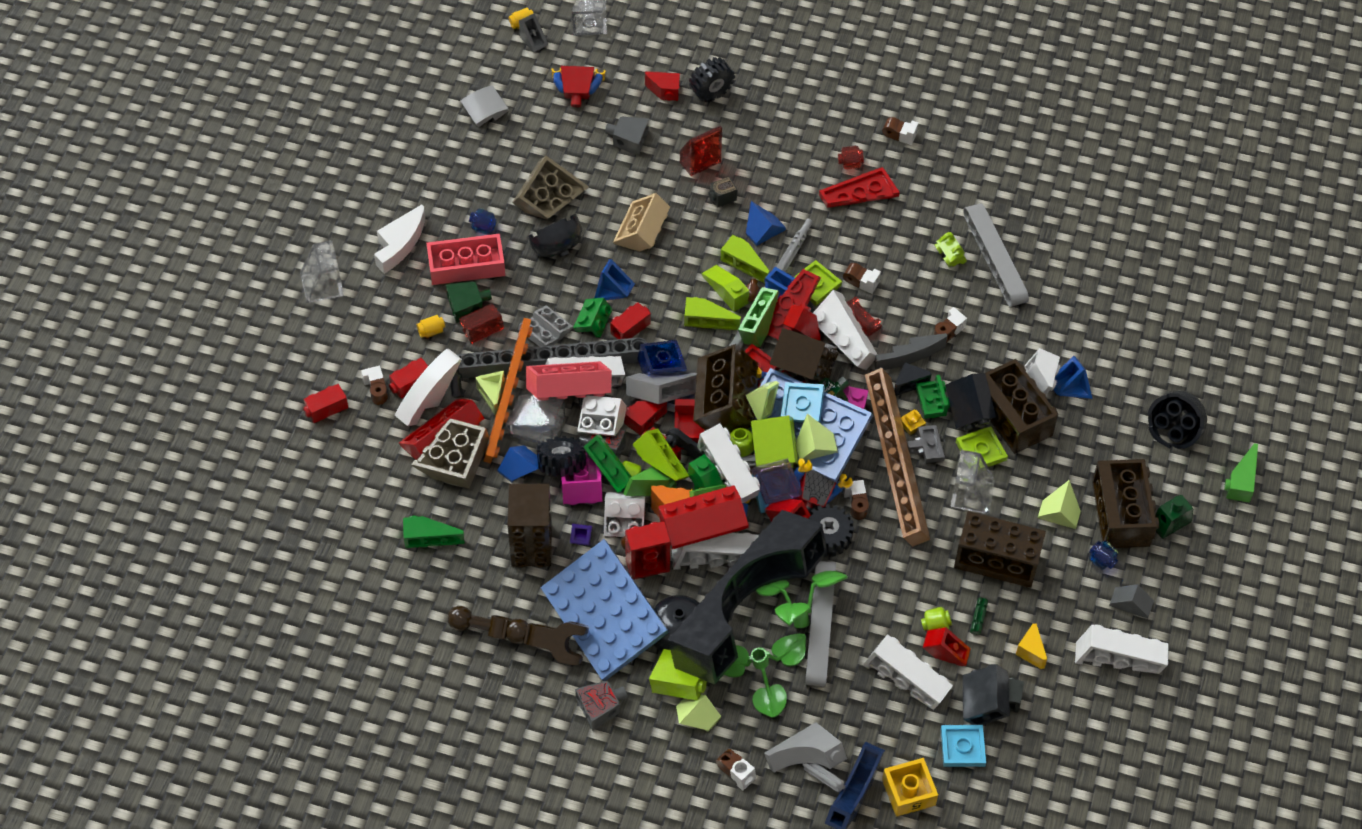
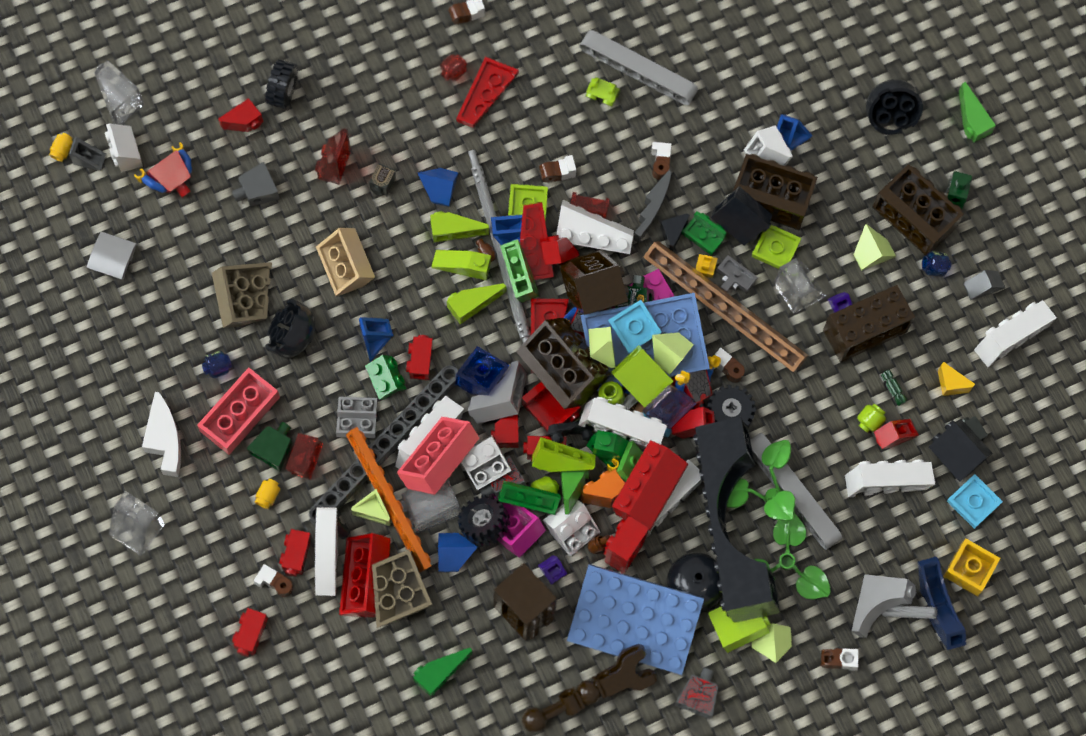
camera: 45 degrees left, 15 degrees up
(562, 44) = (123, 147): none -> white slope

